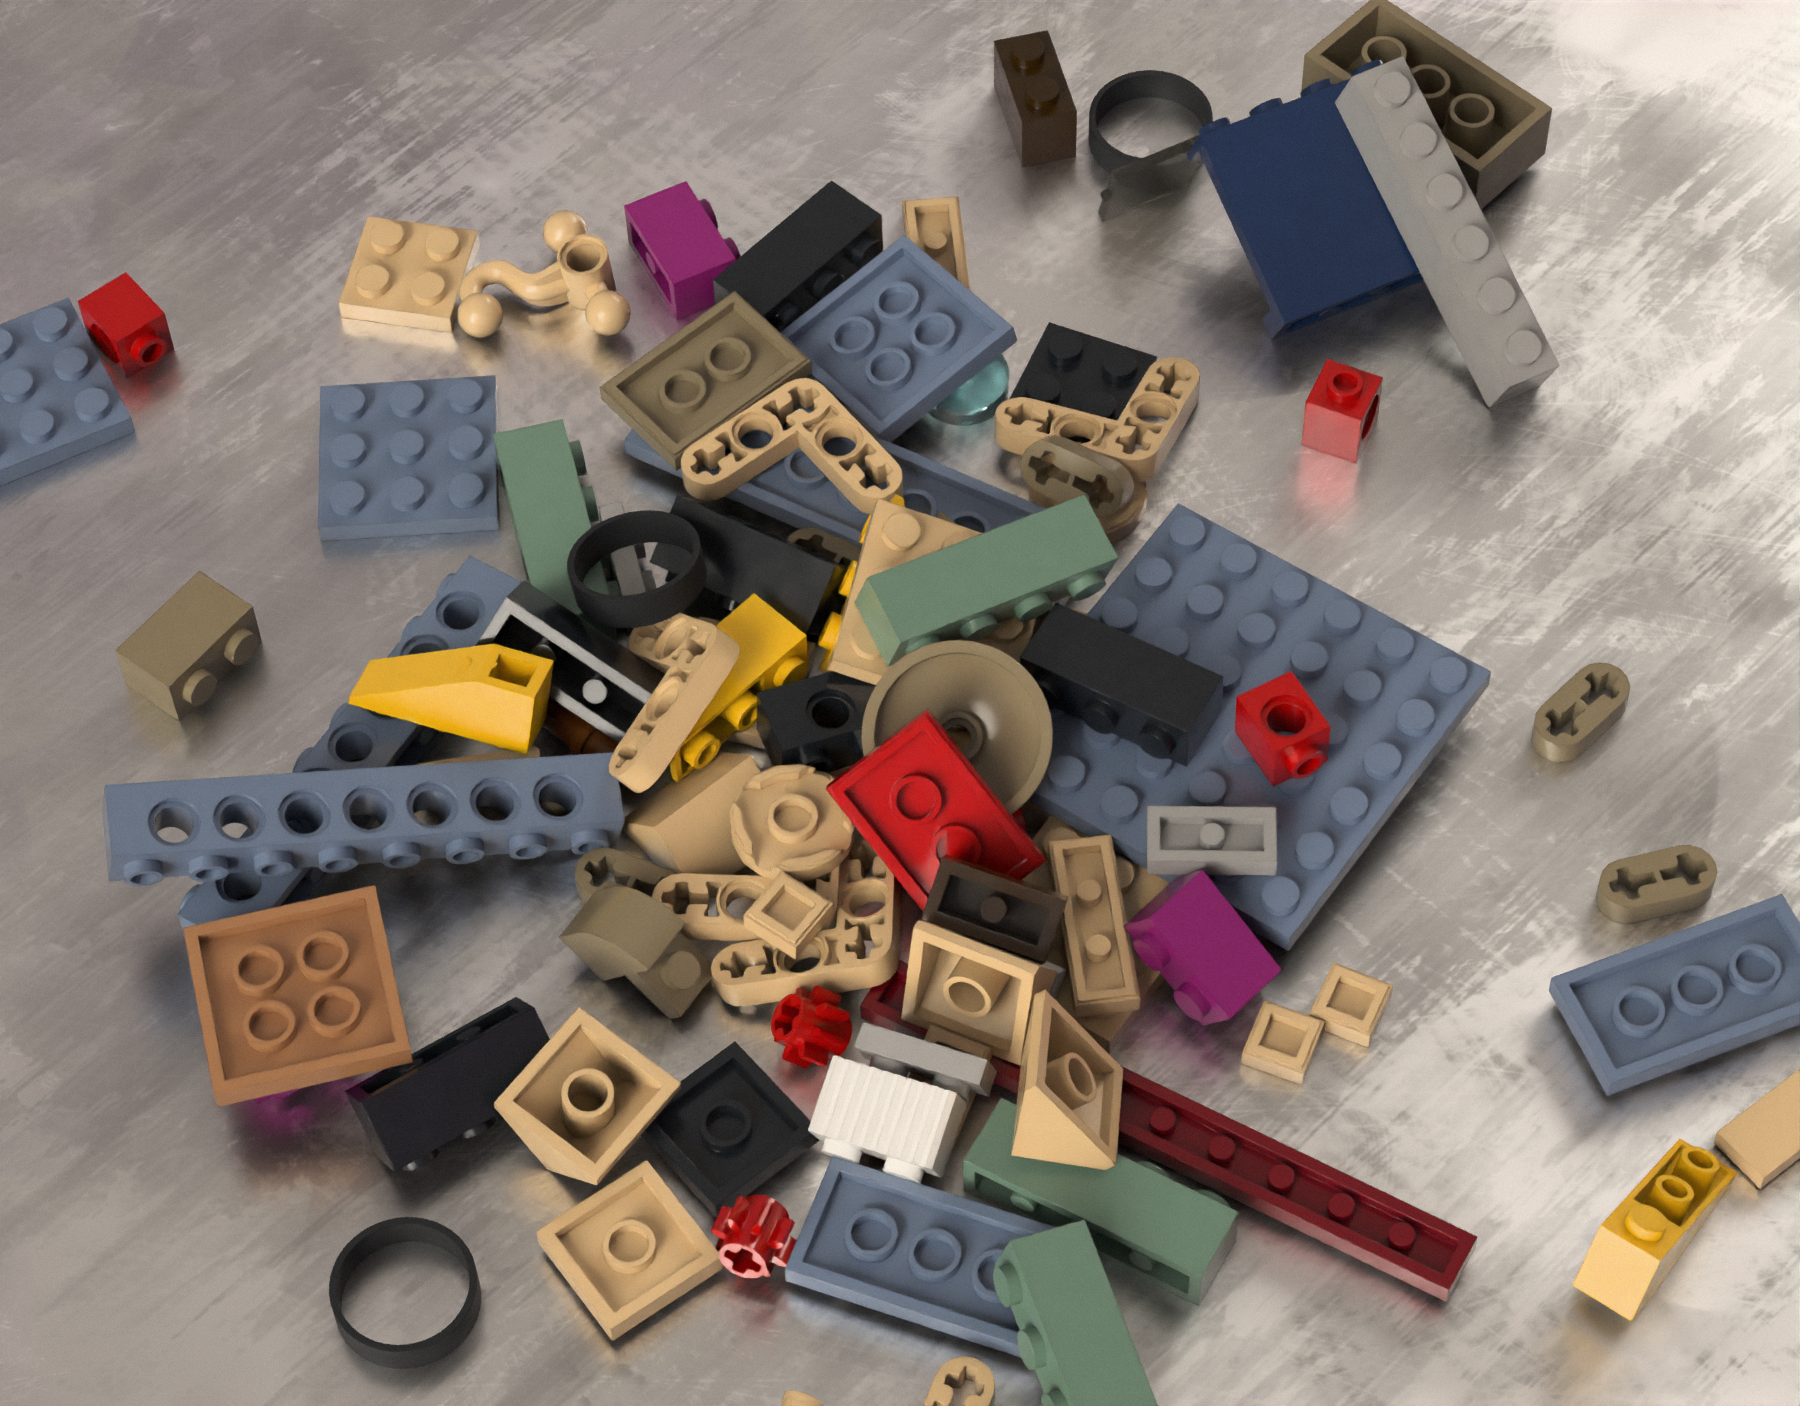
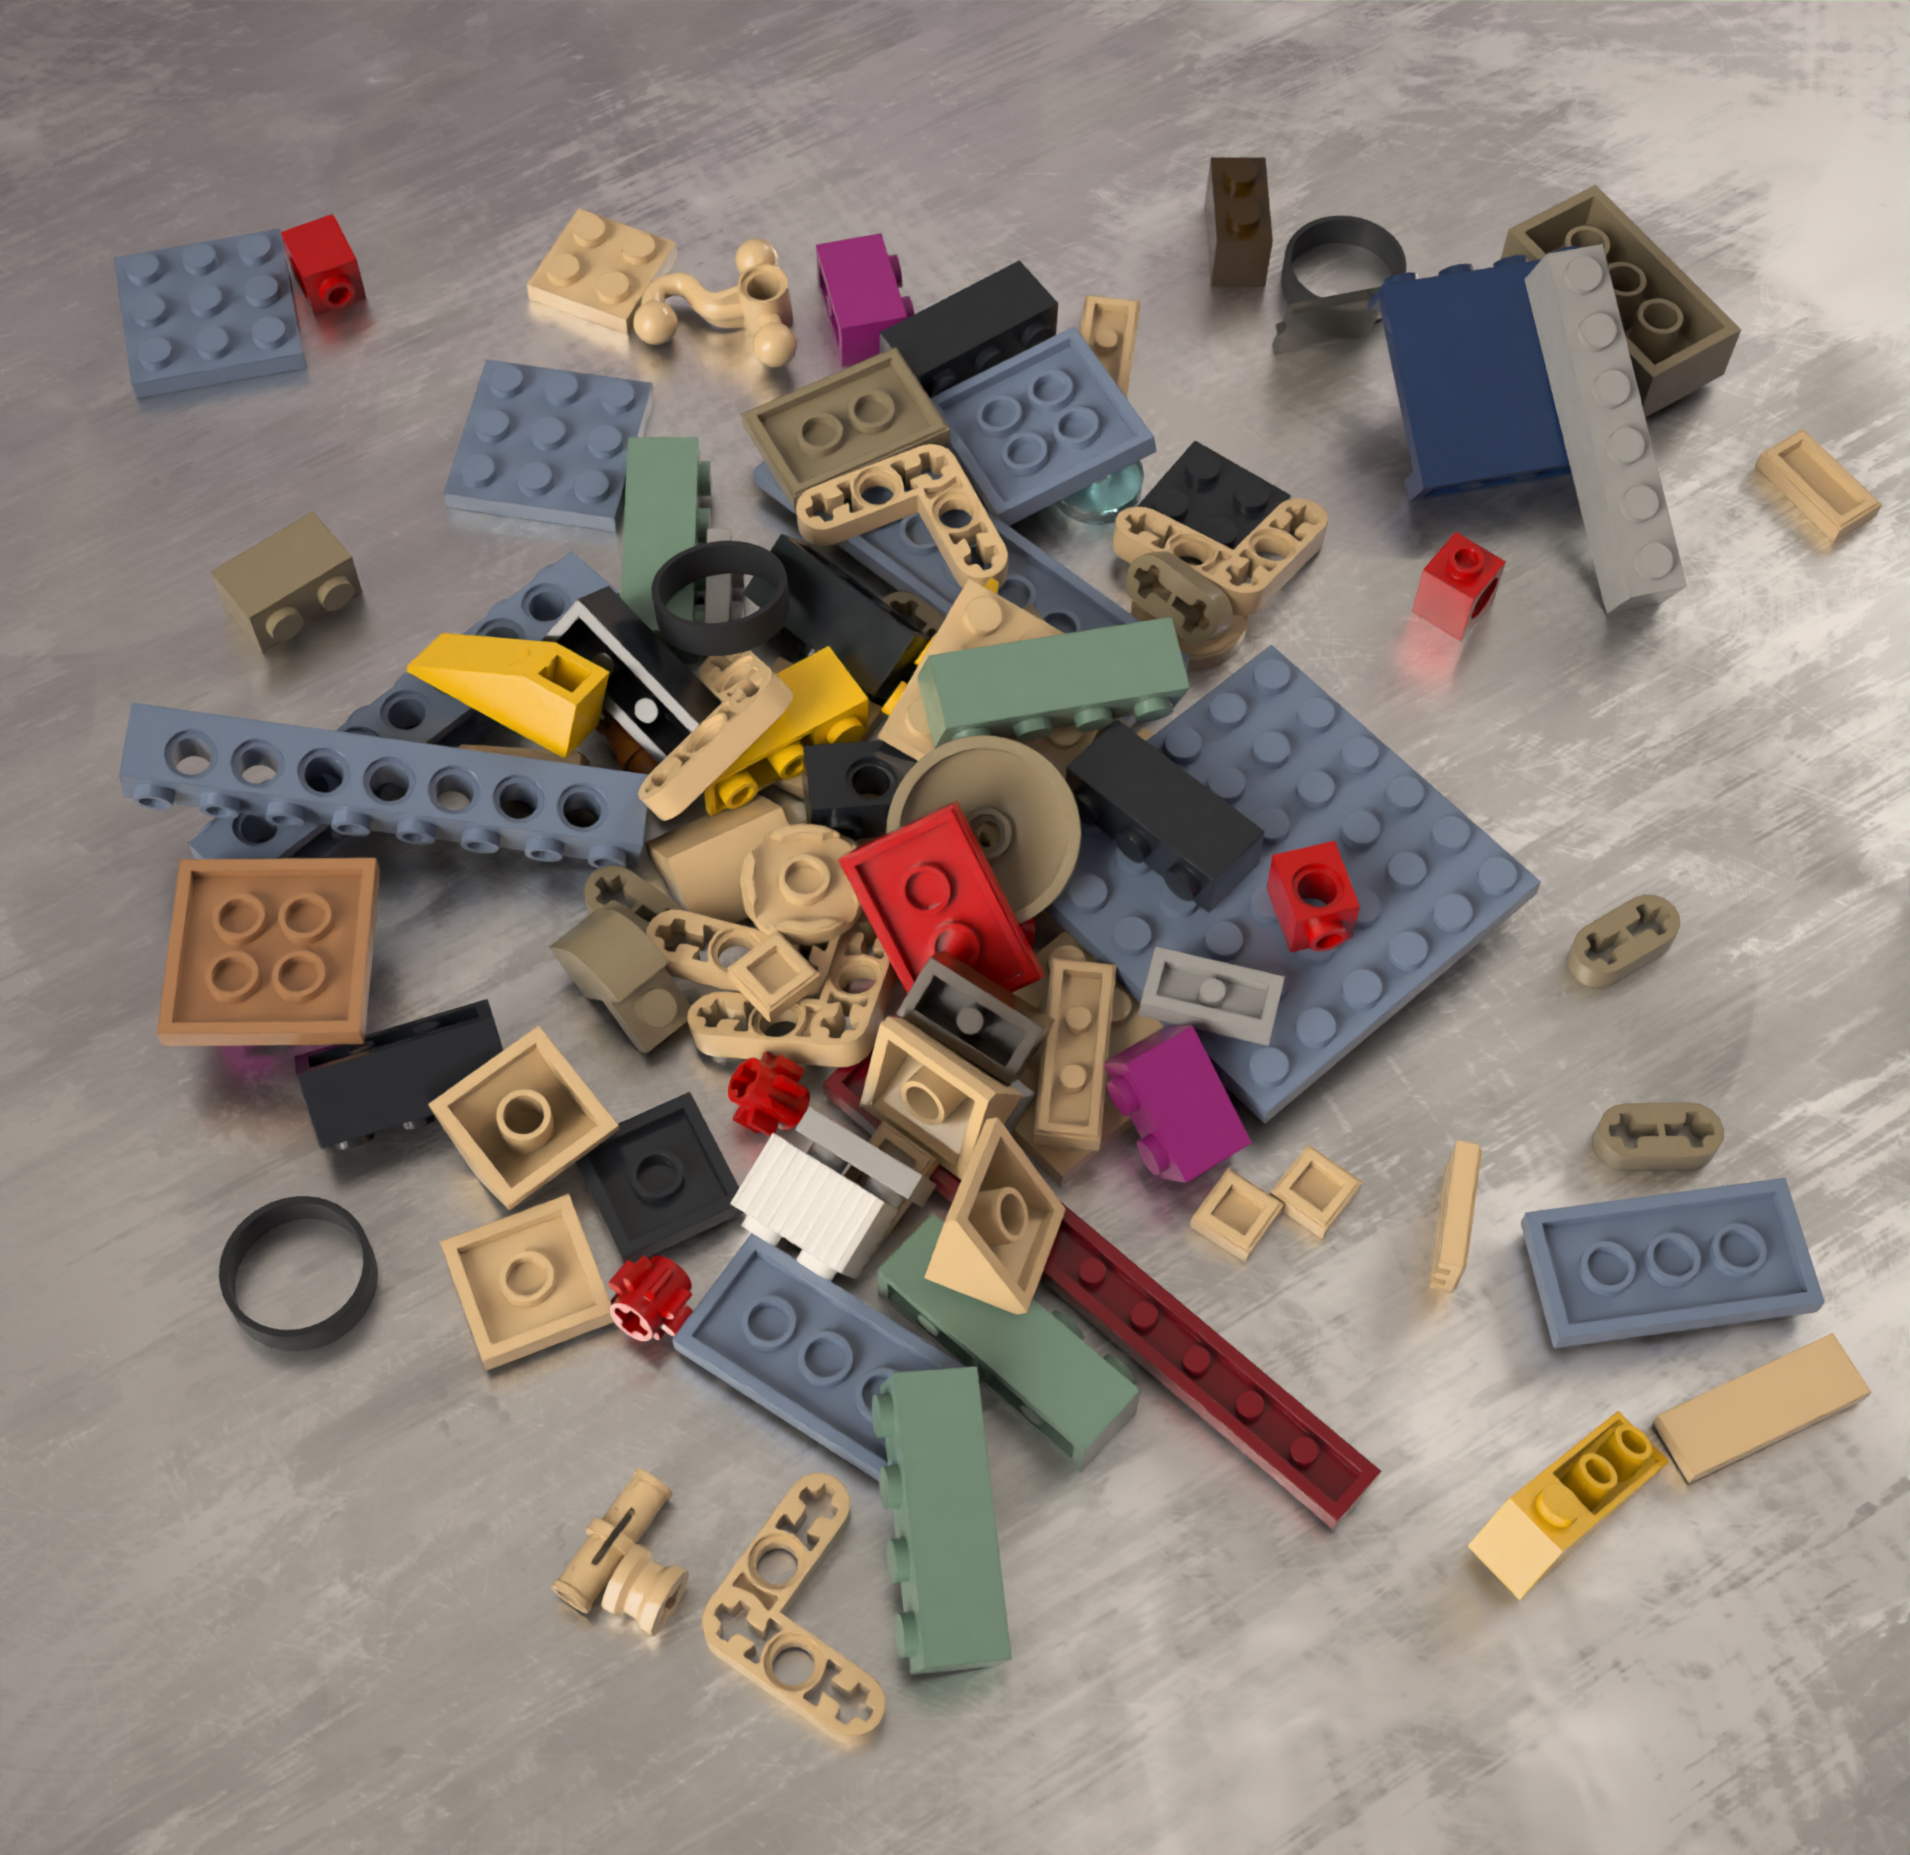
camera: 10 degrees right, 5 degrees up
(1487, 996) = (1455, 1216): none -> tan tile
(1660, 242) = (1818, 485): none -> tan tile

